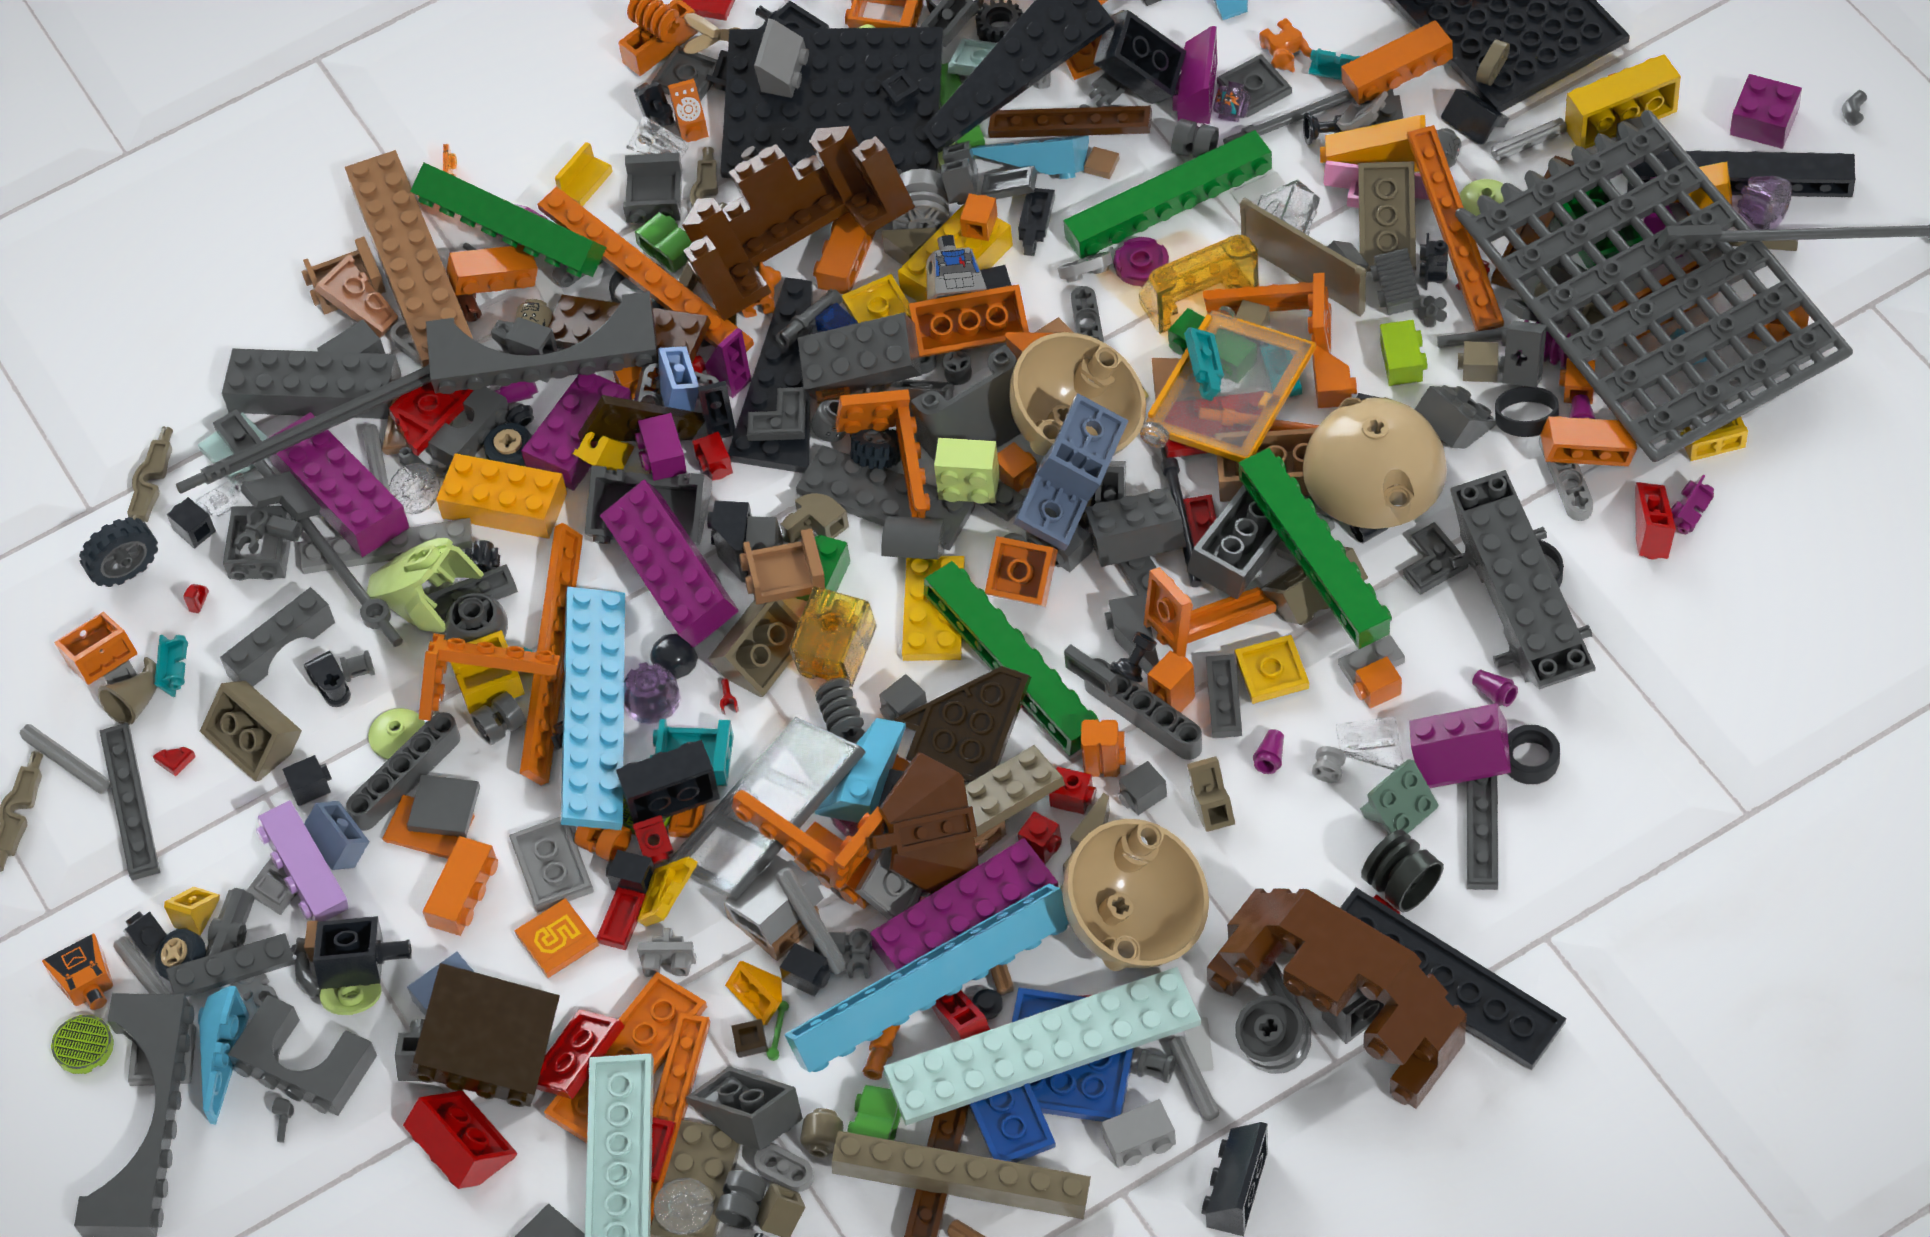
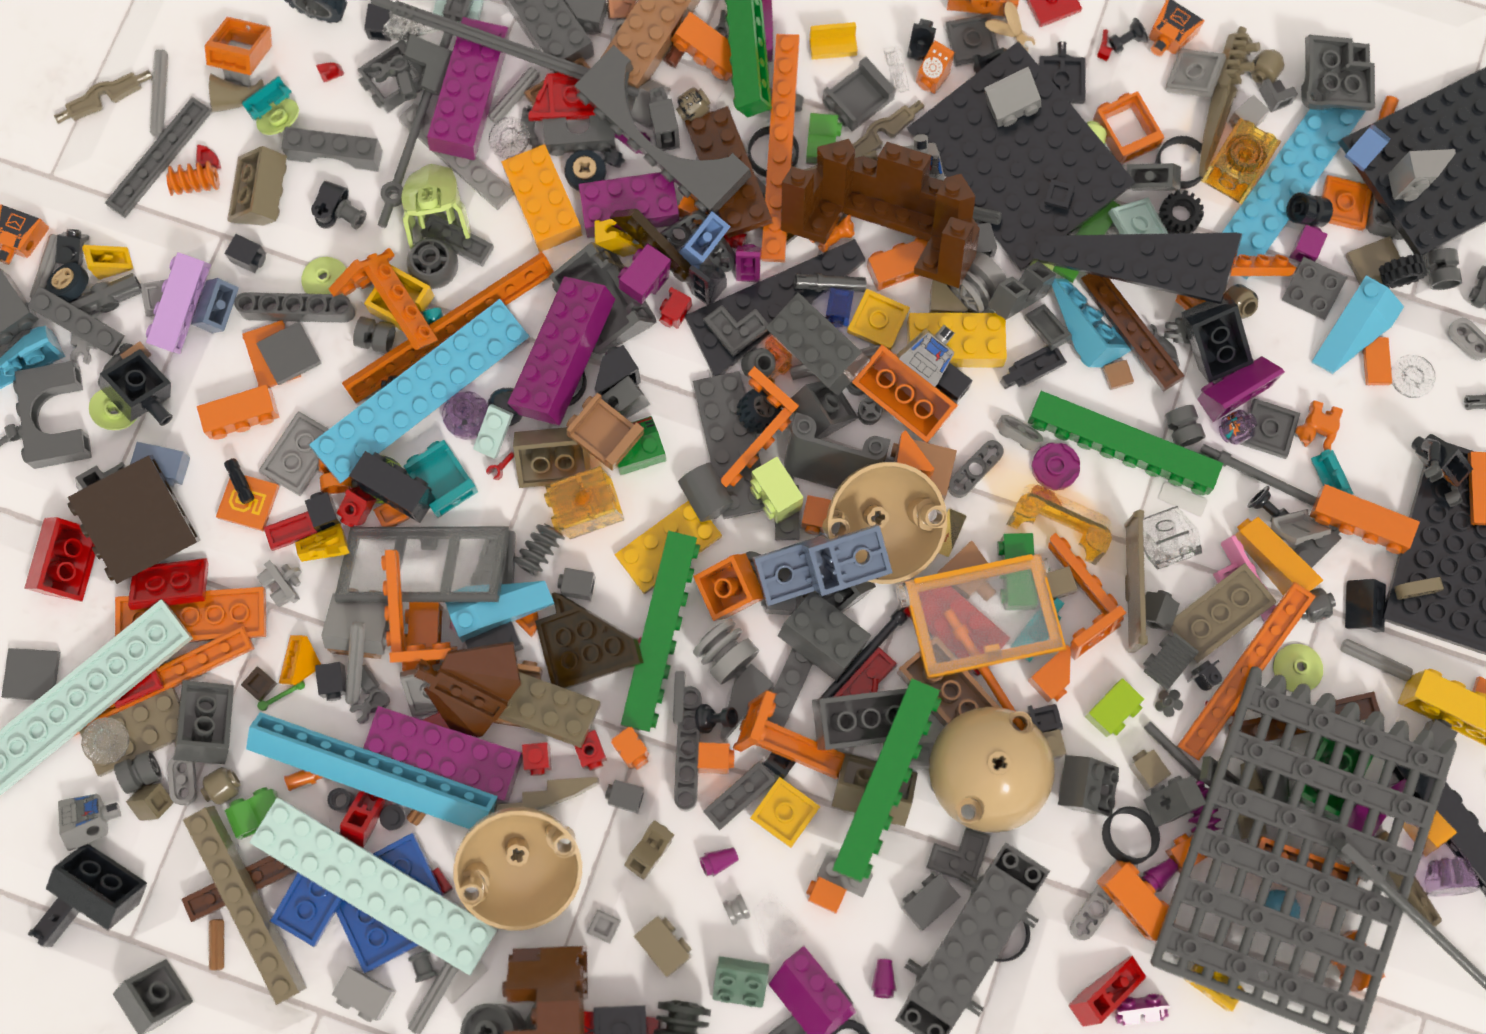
camera: 45 degrees right, 20 degrees up
(182, 777) = (192, 179): none -> orange piece
(201, 664) = (278, 117): none -> yellowish green dish
(484, 555) = (486, 224): black gear -> none
(531, 925) = (238, 480): none -> black axle
(689, 677) = (493, 431): none -> light aqua plate
(815, 512) = (680, 411): dark tan brick -> none
(928, 1025) = (331, 799): none -> black beam
(978, 217) = (989, 335): orange brick -> none
(1078, 613) = (725, 651): none -> light grey wheel
(1205, 361) = (985, 586): teal hinge -> none
(1221, 643) = (779, 765): none -> black plate
(1246, 884) = (604, 926): none -> light grey tile
(1312, 838) = (663, 946): none -> dark tan brick
(1454, 604) = (930, 901): none -> dark grey brick

